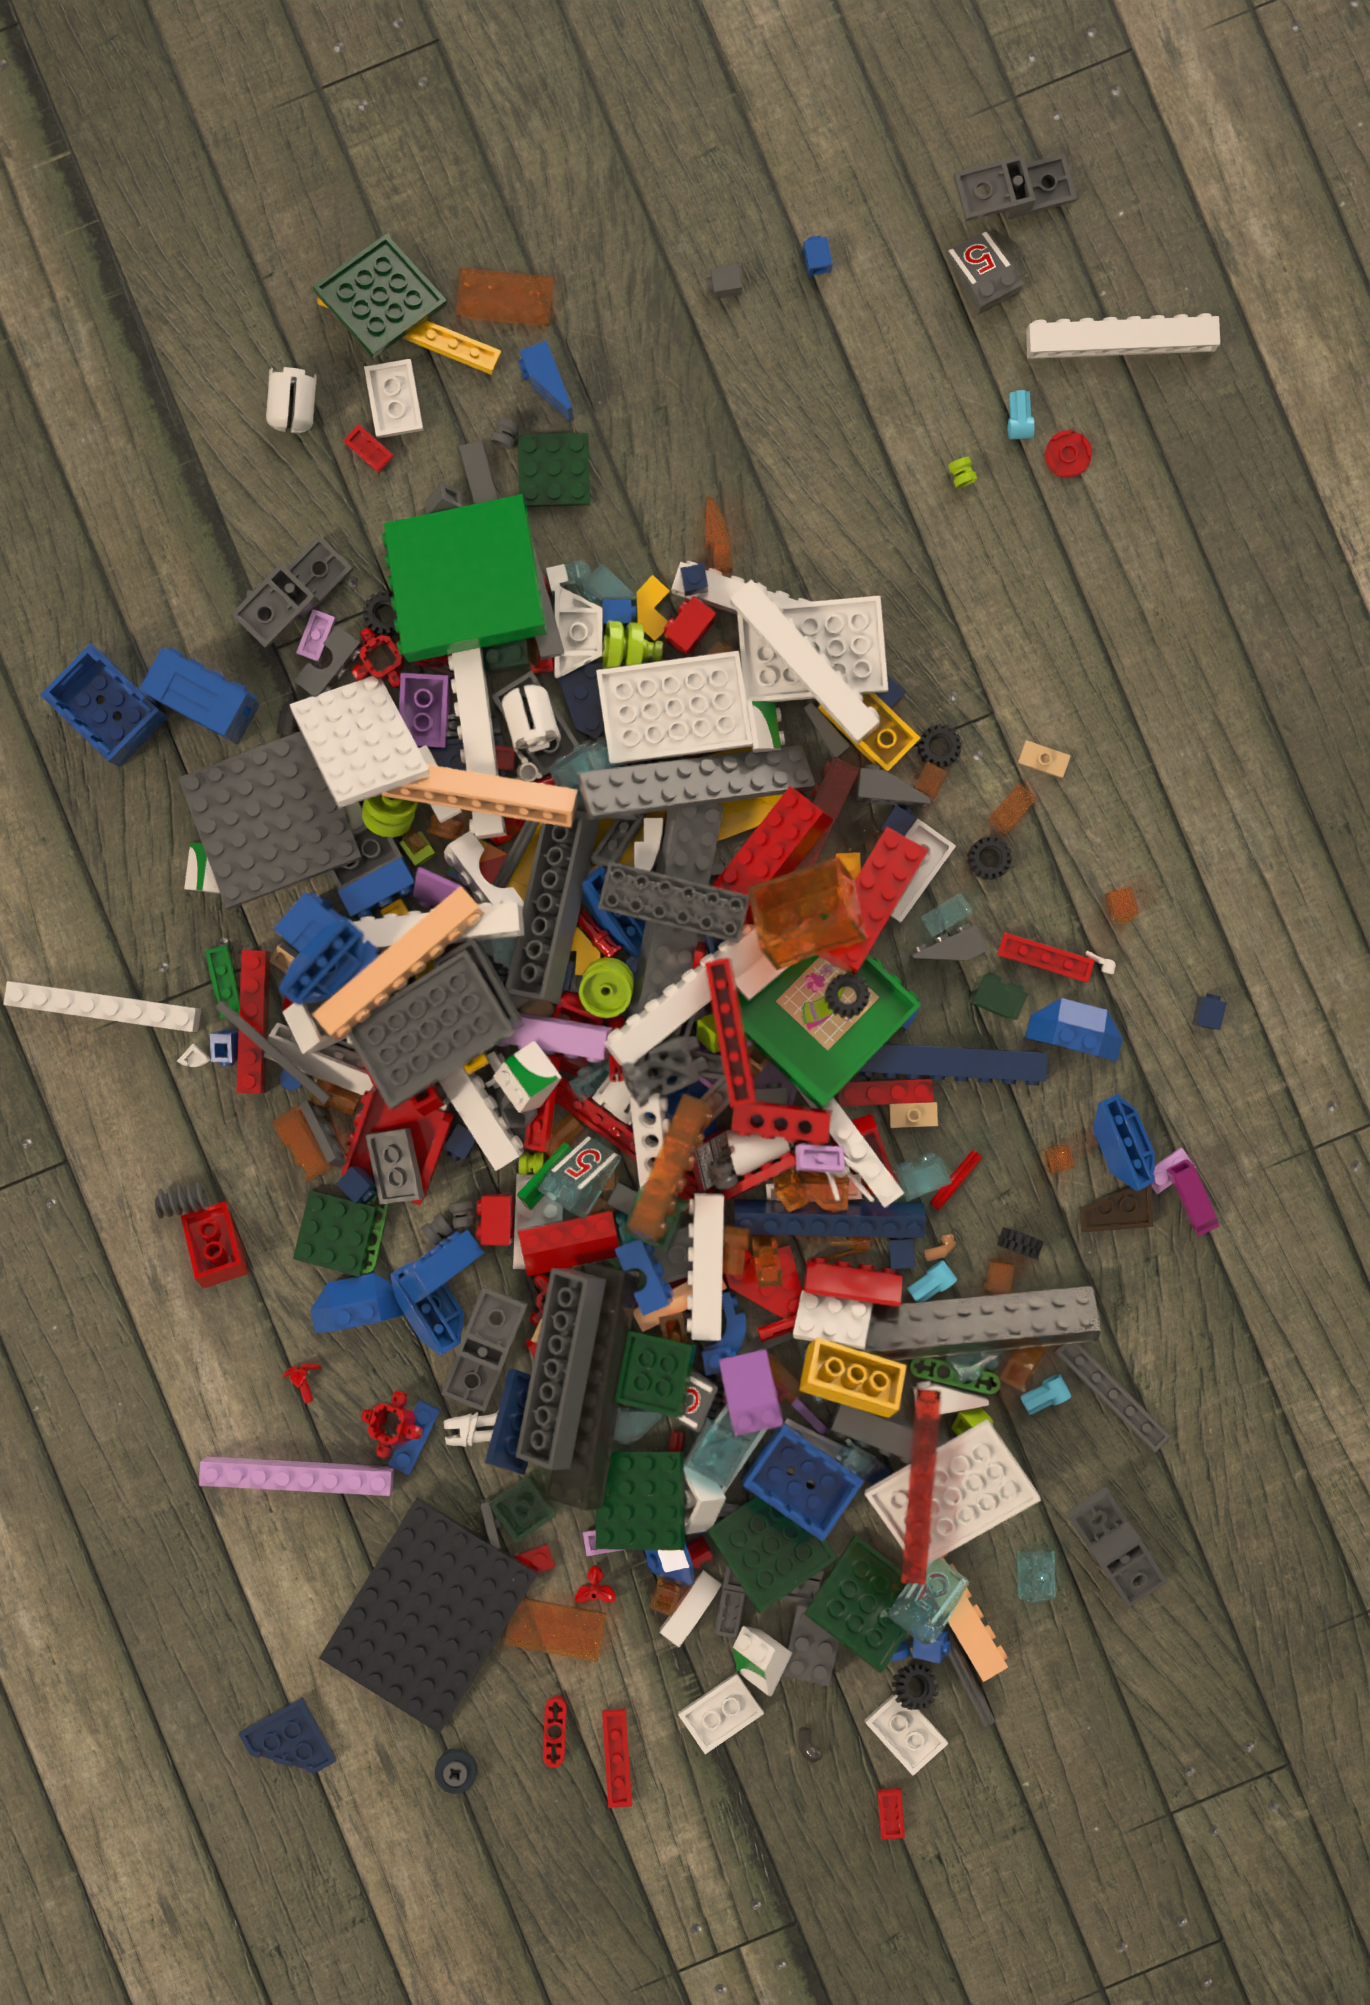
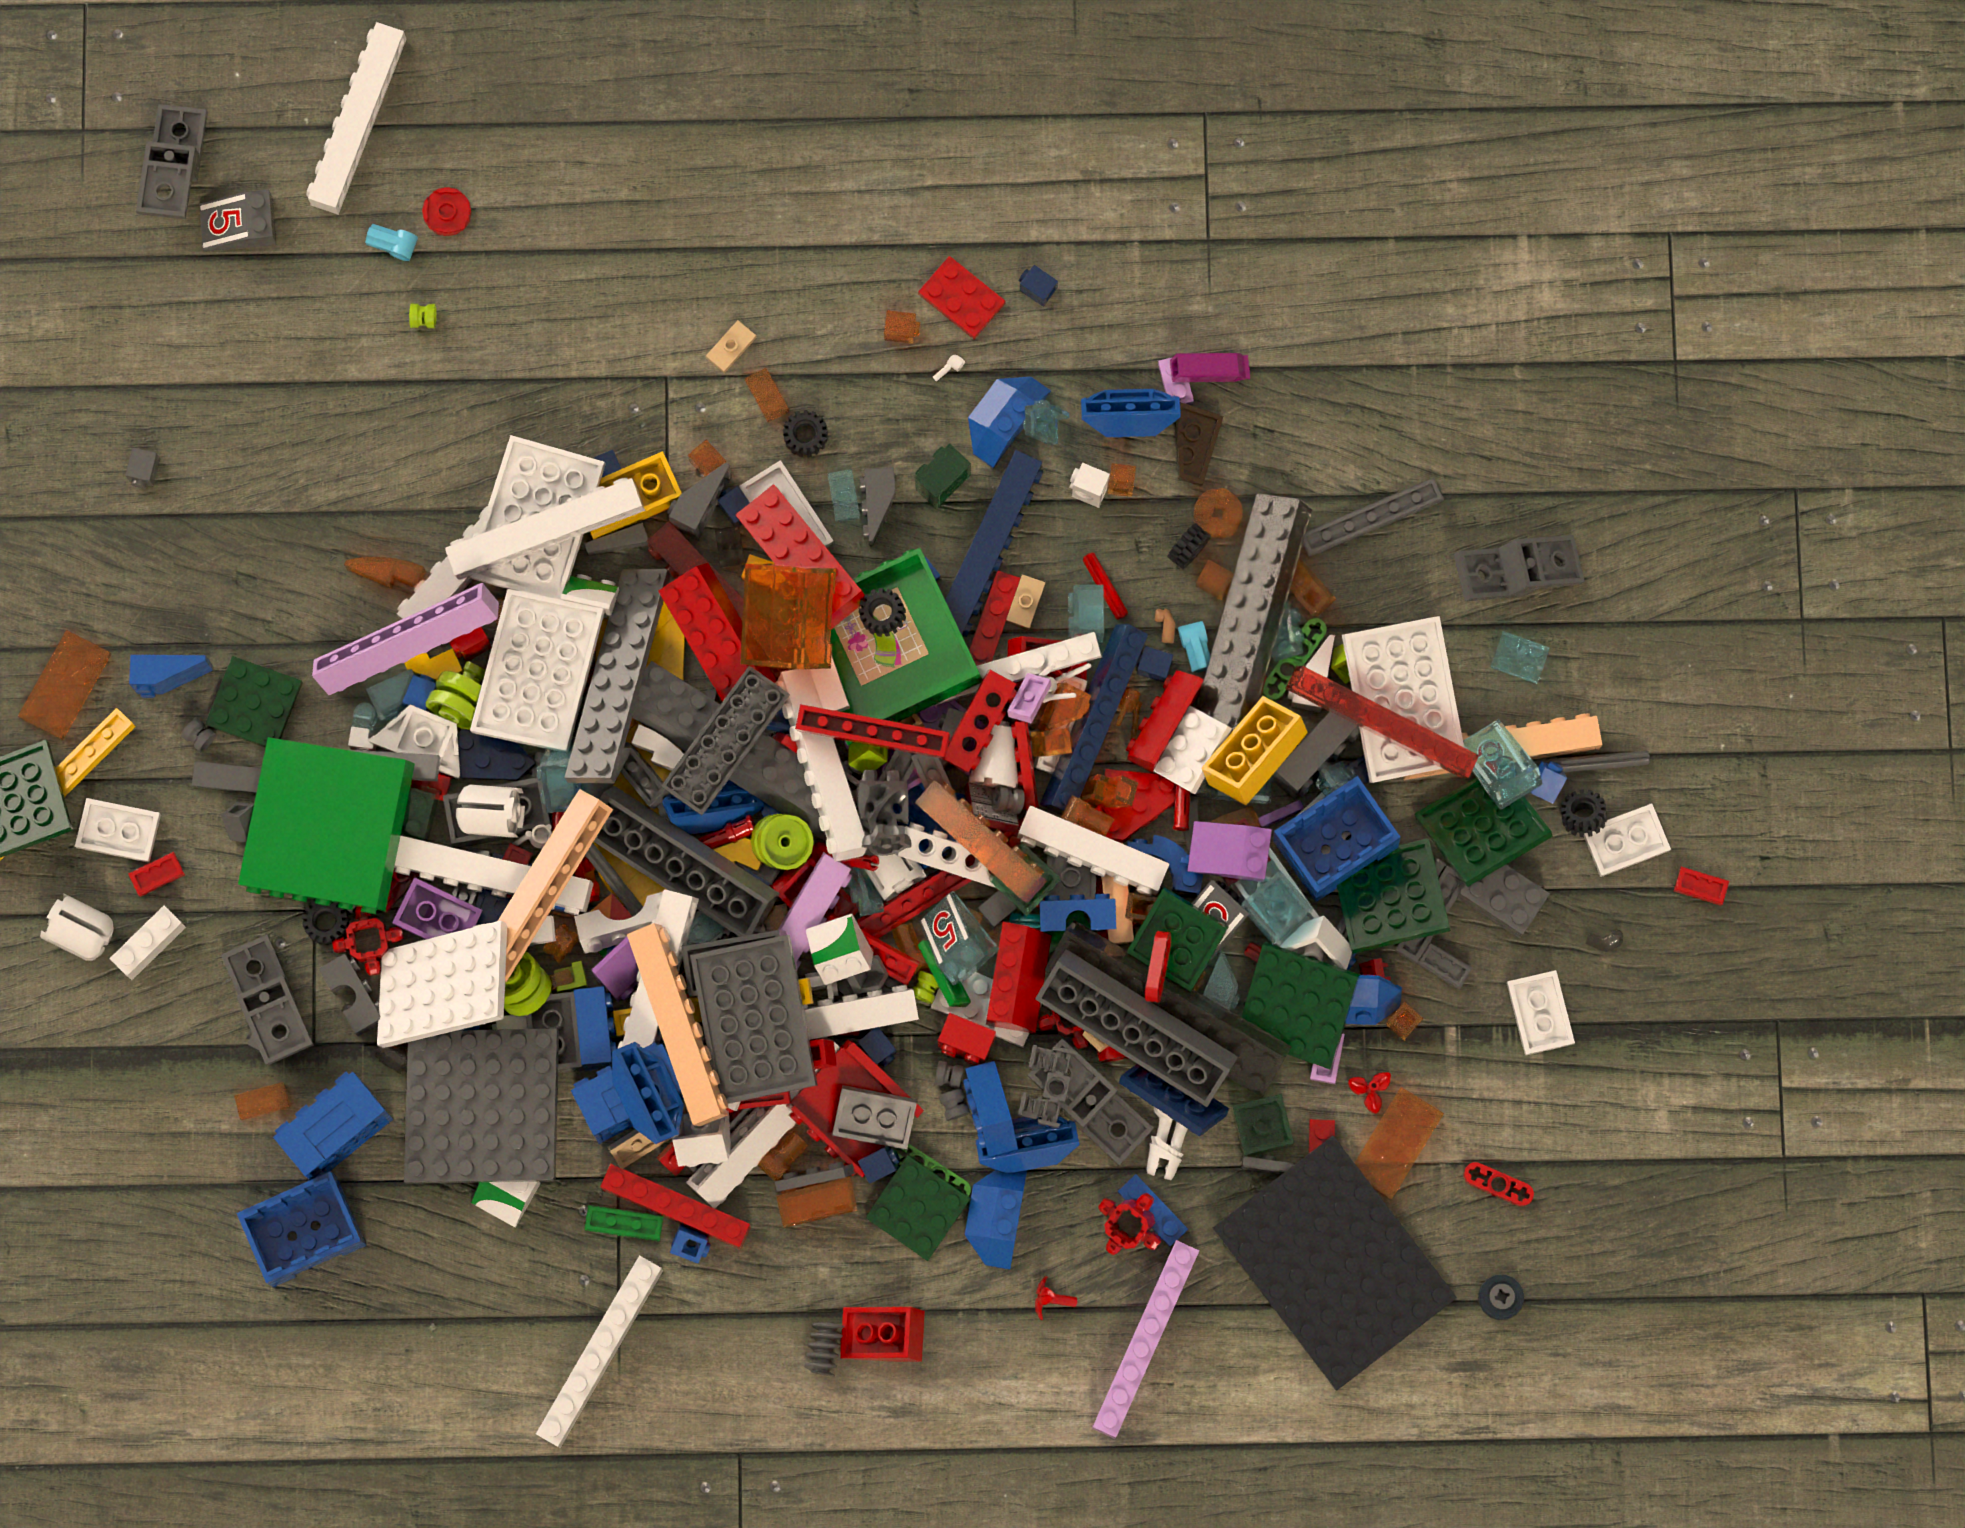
camera: 70 degrees left, 10 degrees down
(194, 1057) = (687, 1283): white tile -> none
(207, 624) = (262, 1101): none -> clear orange tile
(272, 1051) = (713, 1191): dark grey tile -> none
(289, 1081) = (747, 1193): blue tile -> none
(290, 1738) = (1406, 1451): dark blue plate -> none
(304, 466) = (147, 943): none -> white brick
(315, 634) = (318, 997): lavender plate -> none
(459, 1319) = (1058, 1064): none -> dark grey piece
(617, 1758) = (1547, 1132): red plate -> none
(621, 1368) = (1158, 966): none -> beam
(656, 579) = (405, 639): none -> lavender brick
(690, 1608) = (1425, 1001): white slope -> none
(694, 579) = (419, 600): dark blue brick -> none
(760, 1658) = (1499, 951): white slope -> none
(817, 256) = (155, 371): blue brick -> none
(902, 1652) = (1545, 813): blue tile -> none
(943, 732) = (669, 427): black tyre -> none
(1041, 1132) = (1089, 484): none -> white brick
(1045, 957) = (923, 418): red plate -> none
(1051, 1392) = (1346, 573): medium azure piece -> none
(1065, 1268) = (1223, 500): none -> clear orange plate
(1082, 1067) = (1042, 421): none -> clear light blue bracket
(1171, 947) = (961, 297): none -> red plate

